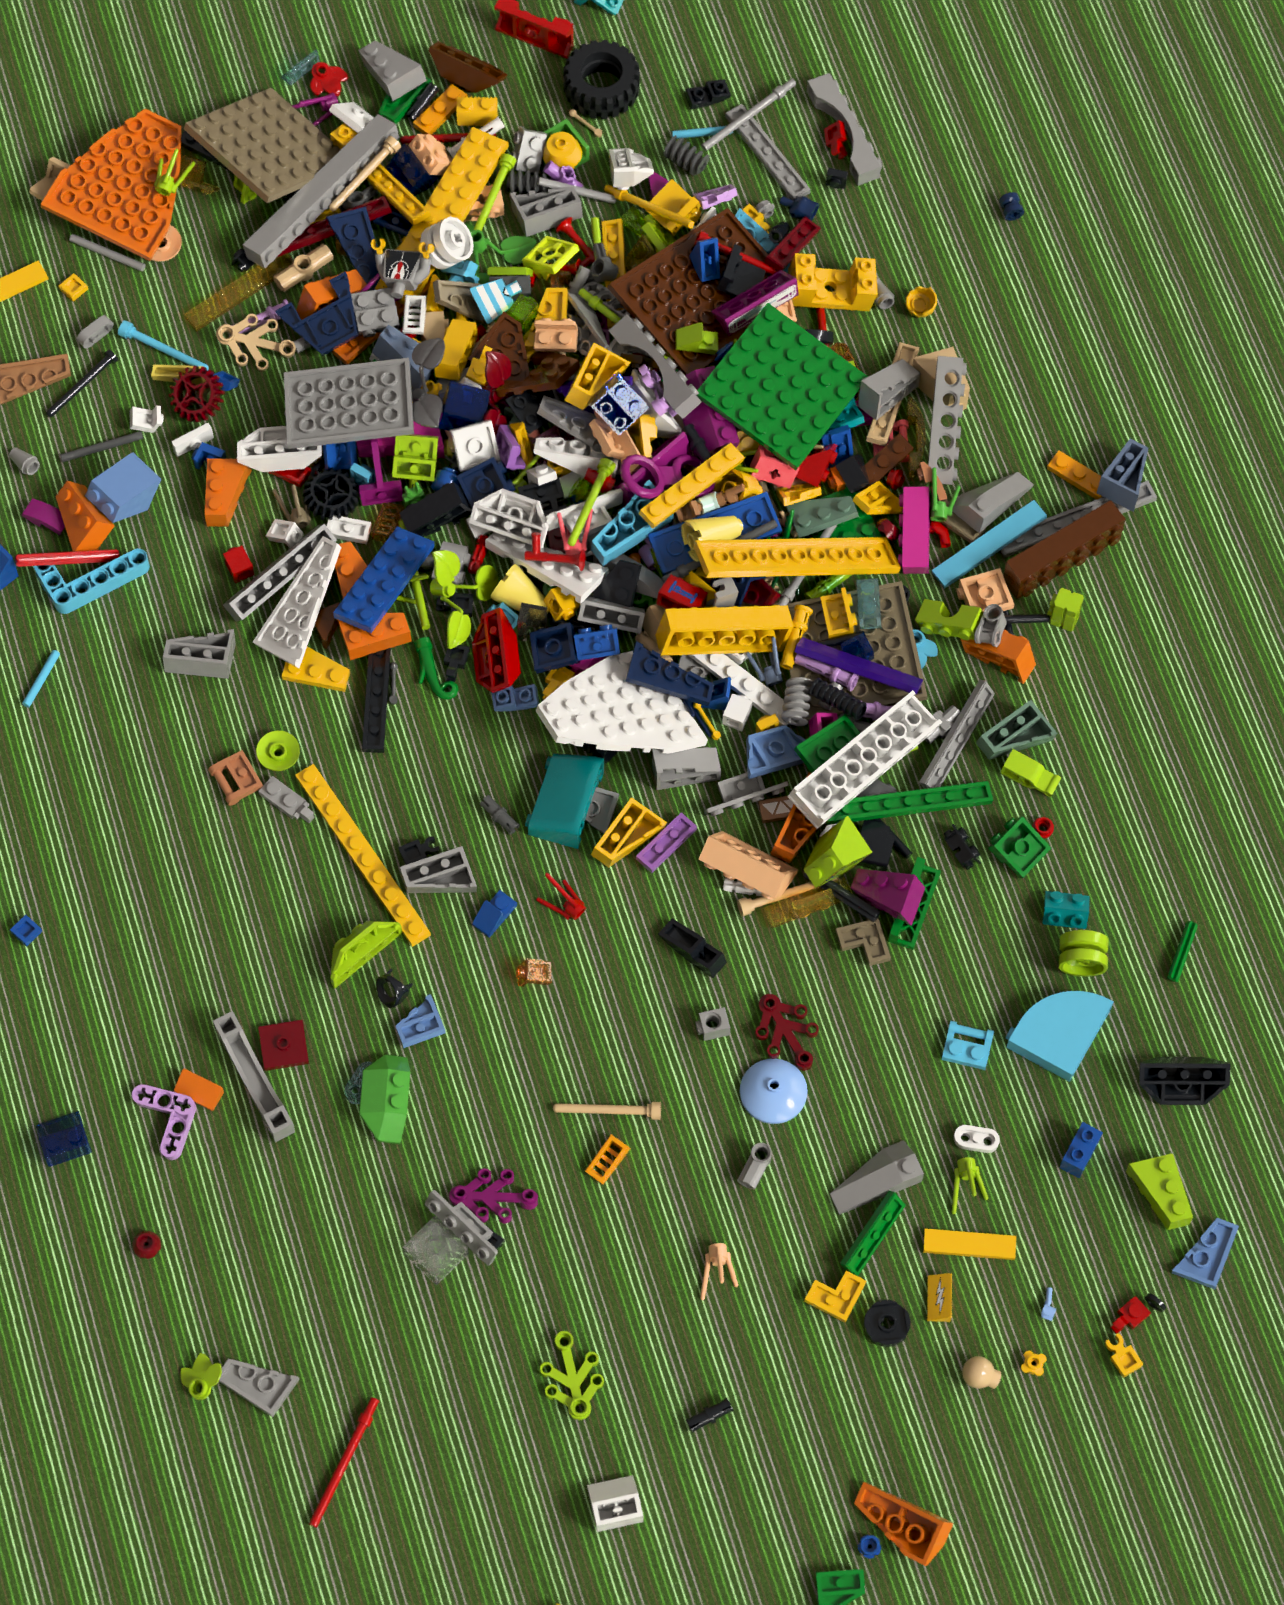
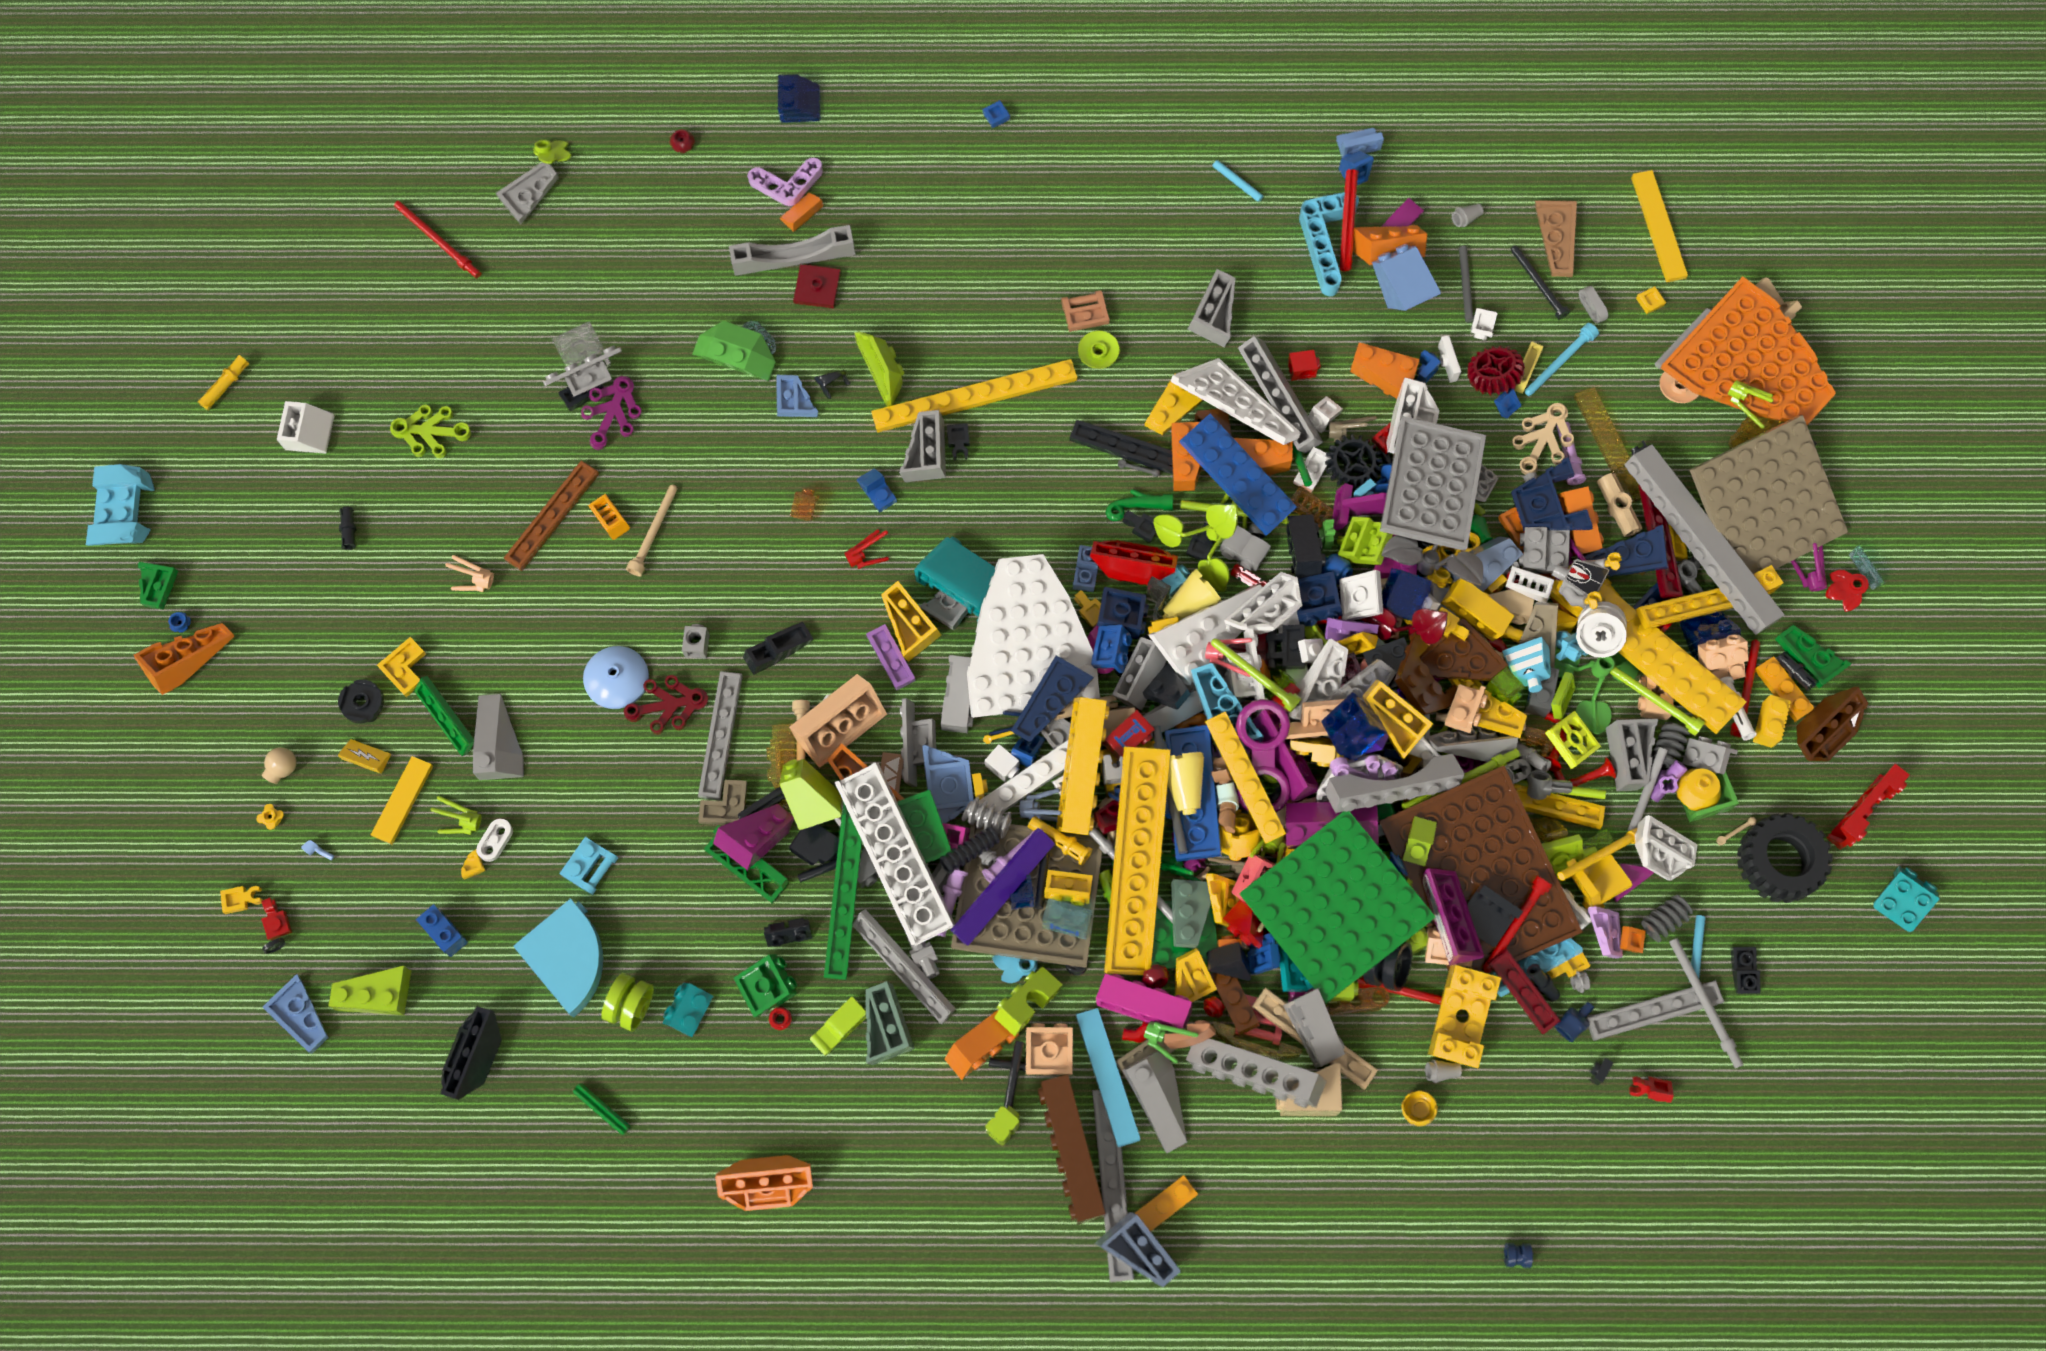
camera: 110 degrees right, 5 degrees up
(286, 800) = (1049, 347): light grey hinge -> none
(351, 115) = (1791, 596): white plate -> none
(355, 531) = (1301, 466): none -> green bar
(390, 146) = (1739, 614): tan piece -> none
(391, 69) = (1840, 644): light grey wedge -> none
(499, 814) = (971, 519): dark grey pin -> none
(536, 555) = (1222, 612): red piece -> none
(625, 1216) = (551, 515): none -> dark orange tile
(697, 443) = (1296, 802): black pin -> none
(706, 259) = (1513, 880): blue slope -> none
(713, 178) = (1632, 939): none -> orange plate
(755, 1167) = (548, 635): light grey piece -> none
(797, 972) = (720, 735): none -> light grey tile
(826, 97) = (1617, 1107): light grey arch -> none
(991, 629) = (998, 1032): light grey piece -> none
(1007, 1153) = (472, 865): none -> yellow tile
(1187, 785) = (765, 1182): none -> orange wedge

